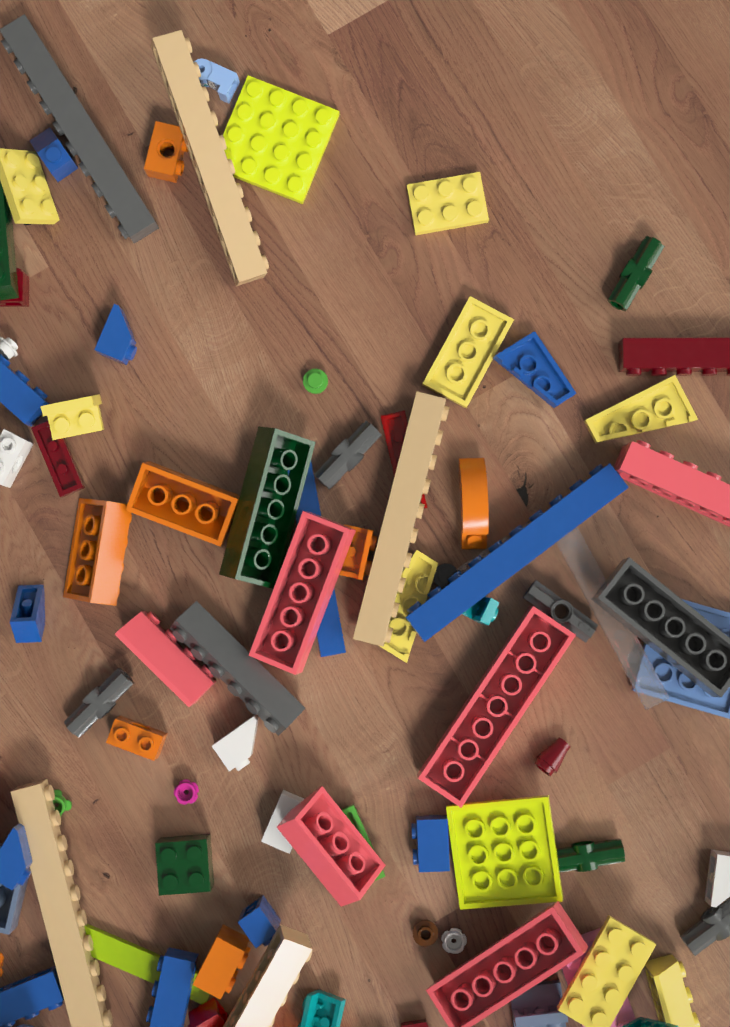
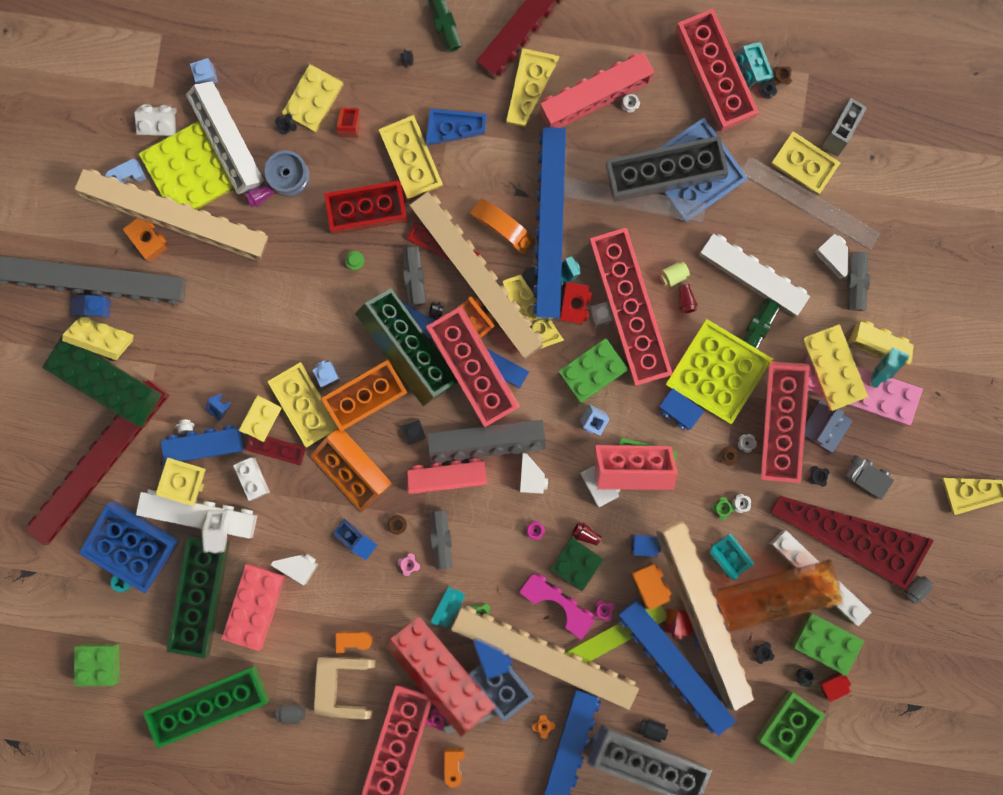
camera: 50 degrees left, 0 degrees up
(34, 766) = (448, 607): none -> teal bracket
(41, 693) = (409, 559): none -> bright pink plate
(50, 364) = (216, 408): none -> blue tile
(71, 644) = (392, 520): none -> reddish brown plate
(117, 338) = (234, 357): blue slope -> none
(124, 447) = (303, 404): none -> light yellow plate
(125, 845) = (537, 589): none -> dark pink arch
(136, 738) = (480, 533): orange brick -> none
(156, 937) = (600, 606): none -> dark pink plate
(174, 446) = (326, 374): none -> light blue brick
(188, 584) = (413, 431): none -> black plate
(224, 848) = (584, 533): none -> dark red cone
(295, 64) = (155, 120): none -> white bracket
(303, 230) = (258, 195): none -> magenta cone
(331, 505) = (435, 310): none -> black plate
(333, 147) = (224, 137): none -> white brick
(348, 225) = (281, 164): none -> sand blue wheel
(348, 762) = (594, 420): none -> light blue brick
(360, 976) = (723, 513): none -> bright green plate
(378, 348) = (365, 207): none -> red brick
(383, 72) = (203, 71): none -> light blue brick
(386, 993) = (741, 508): none -> white plate
(391, 198) = (286, 119): none -> black plate
(398, 720) = (593, 371): none -> bright green brick
(452, 259) = (348, 122): none -> red slope
(465, 681) = (601, 314): none -> clear brick
(469, 641) = (575, 292): none -> red brick
(546, 602) = (594, 229): dark grey piece -> none
(567, 265) = (407, 58): none -> black plate
(568, 722) = (674, 274): none -> yellowish green brick
(635, 808) = (754, 275): none -> white brick
(716, 530) = (630, 98): none -> white plate

